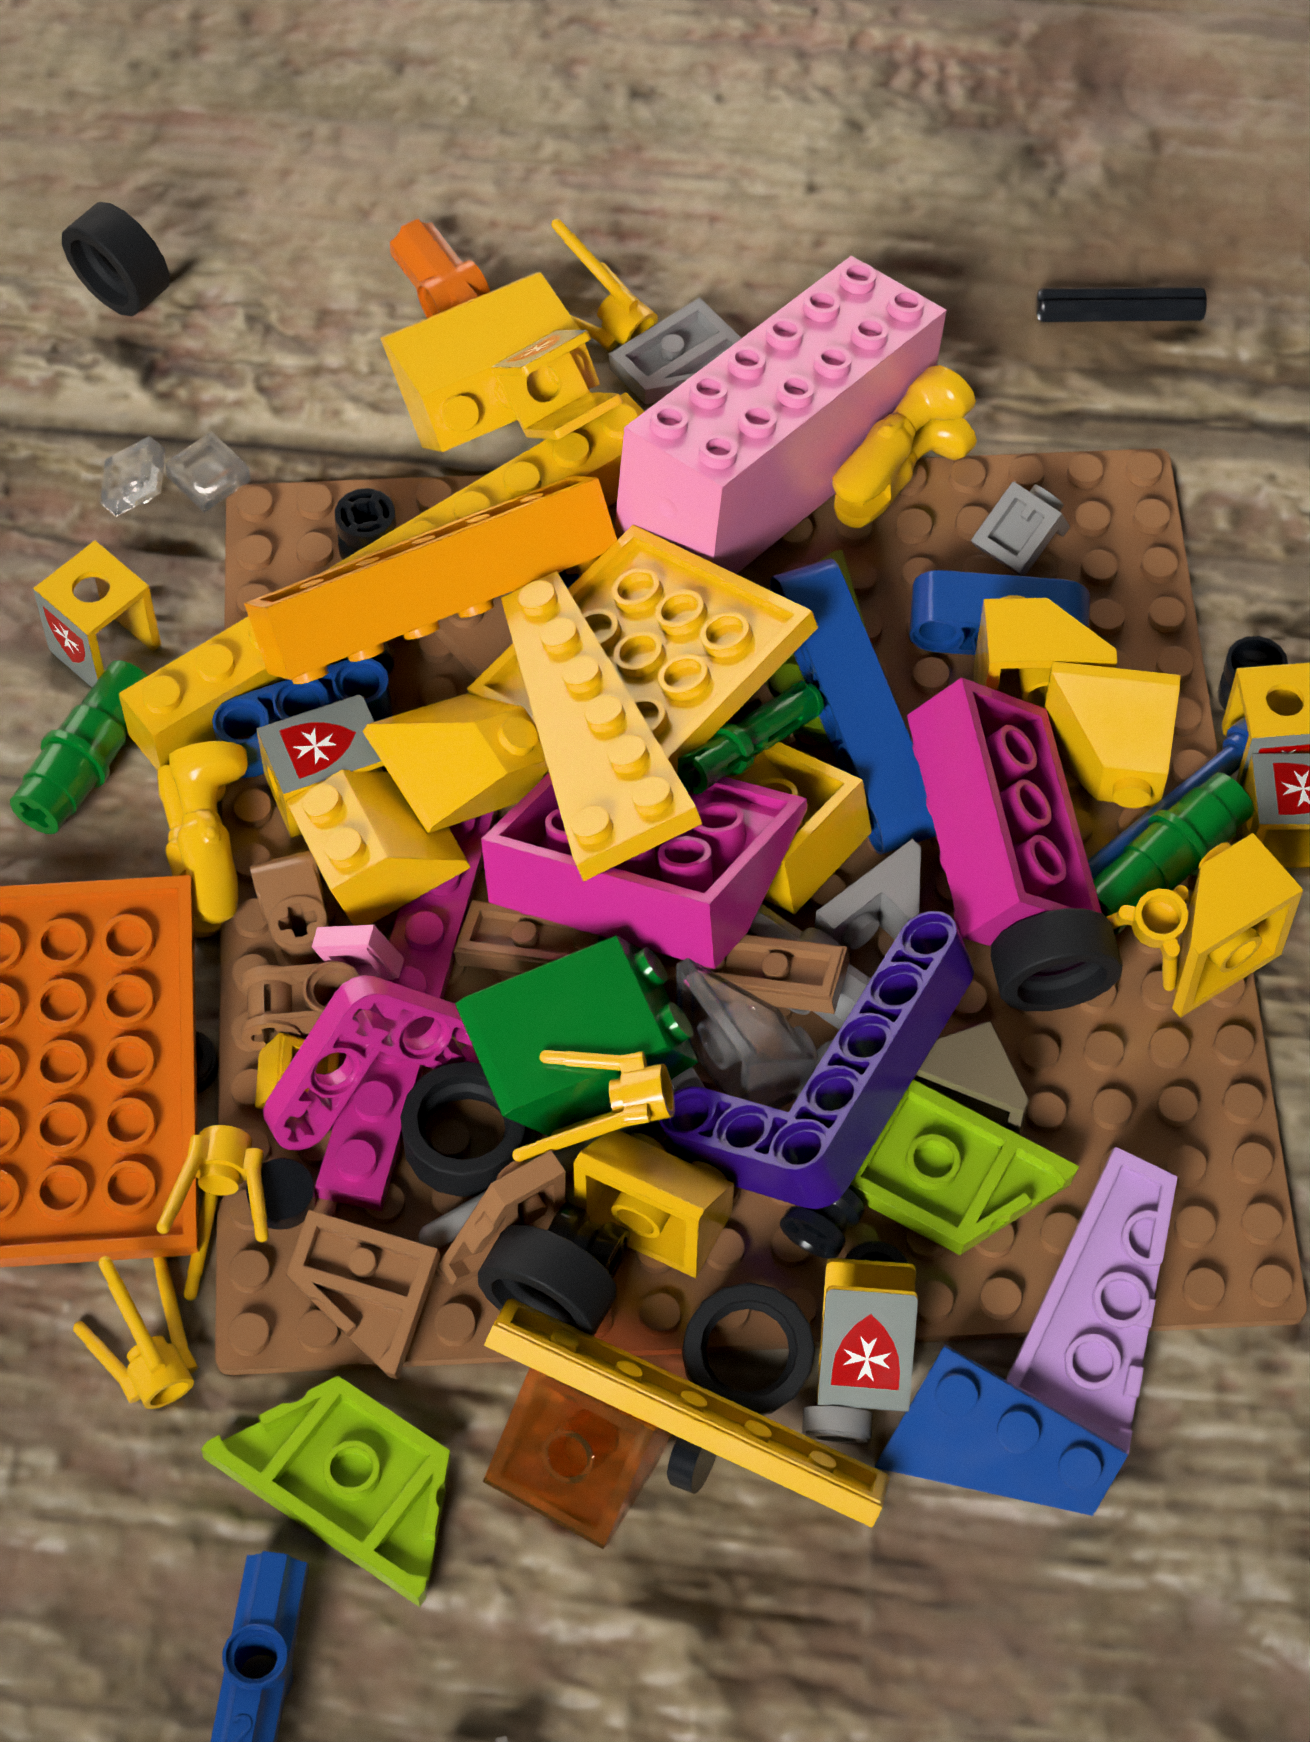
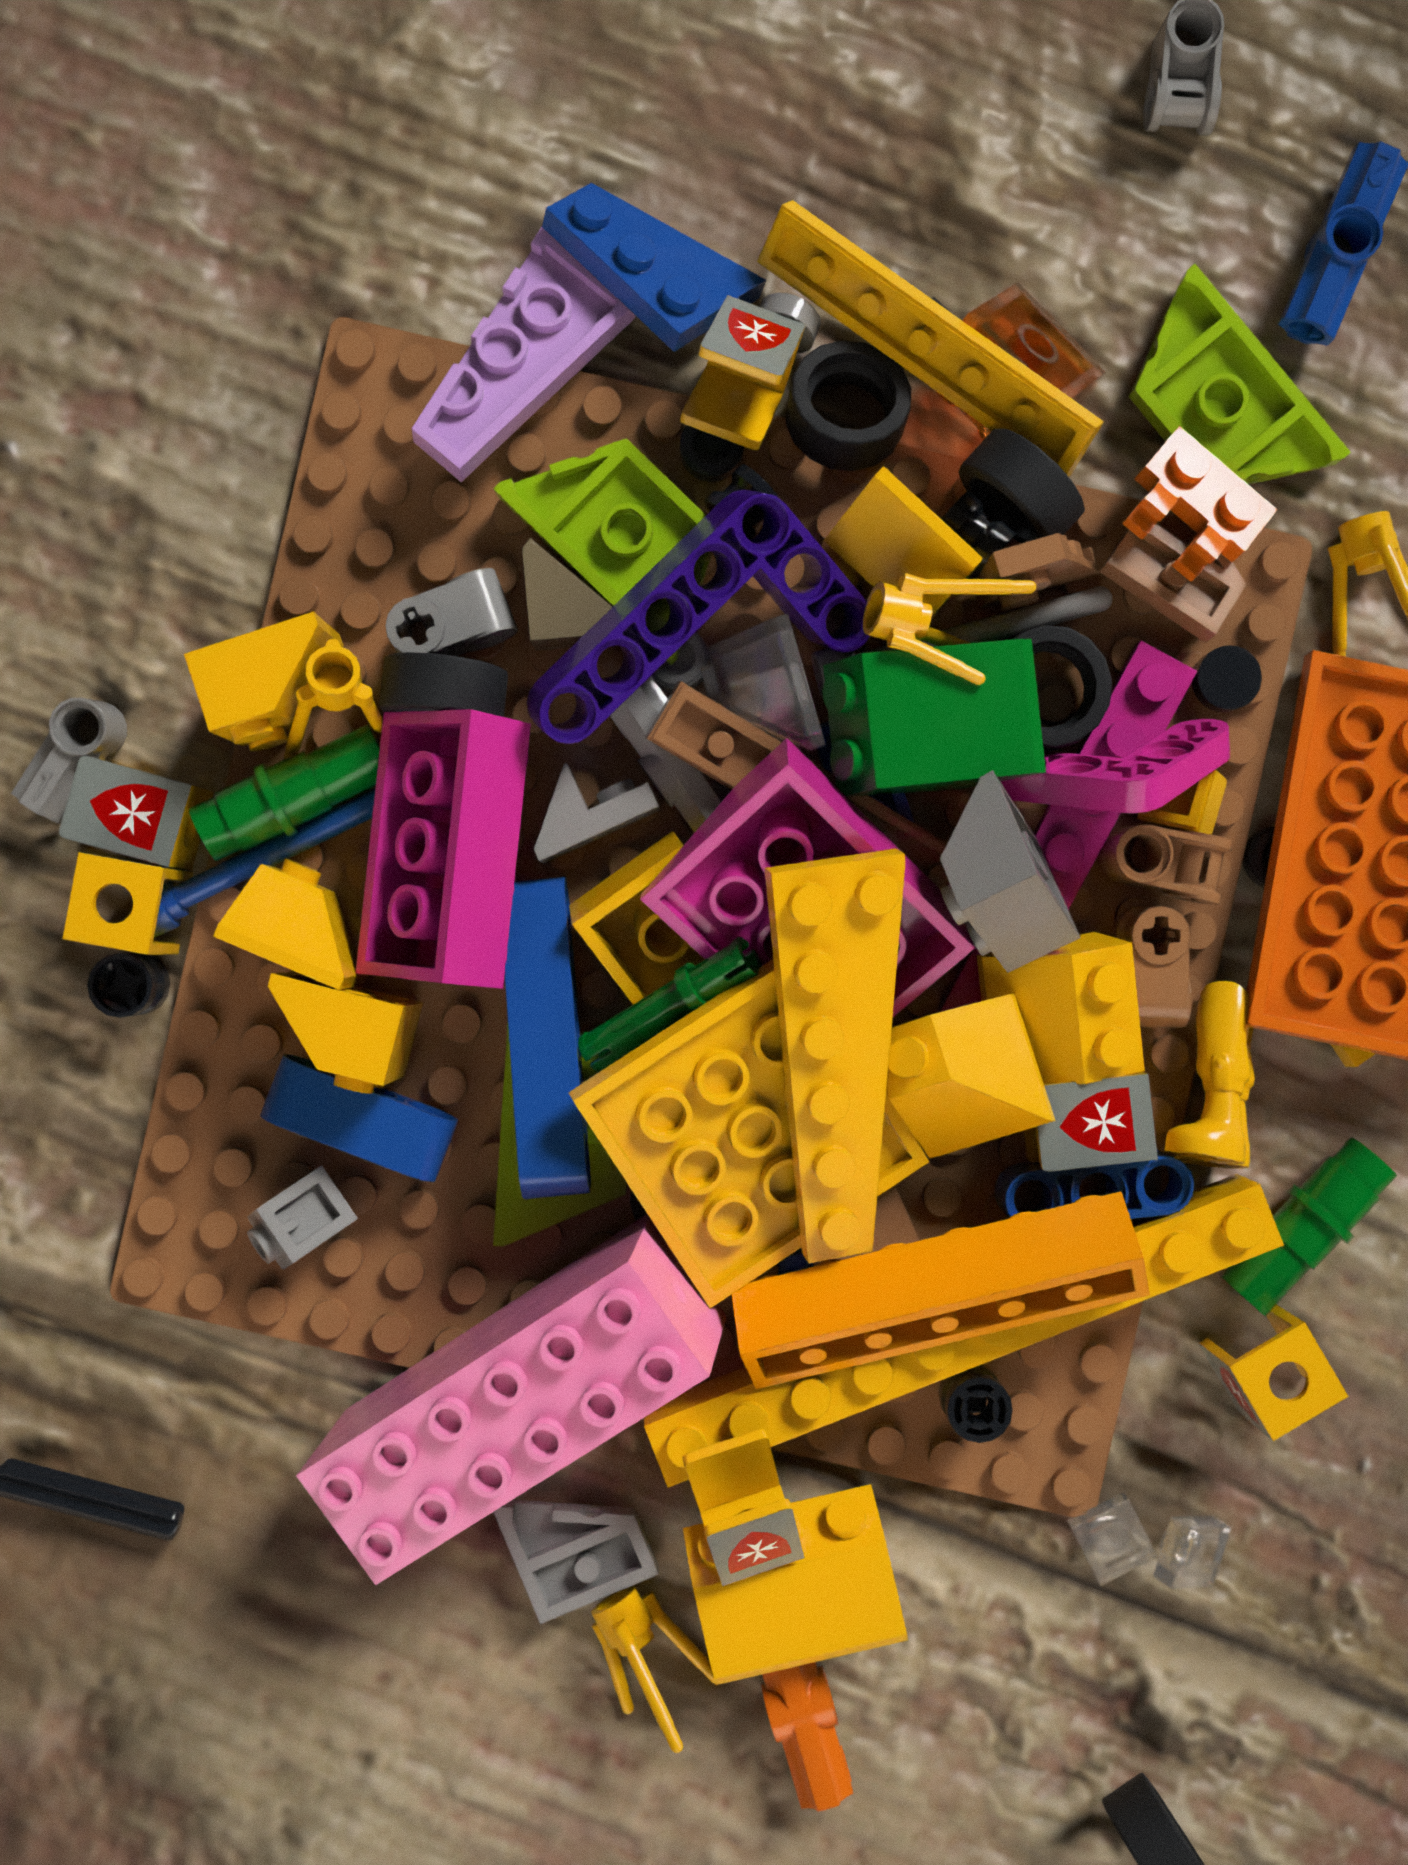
camera: 165 degrees left, 30 degrees up
(221, 1162) = (1279, 716): yellow plant -> none
(350, 1347) = (1205, 497): none -> plate
(361, 948) = (1111, 885): bright pink tile -> none
(468, 906) = (1003, 881): none -> light grey slope
(924, 421) = (349, 1380): yellow piece -> none
(1067, 1043) = (458, 616): none -> light grey piece

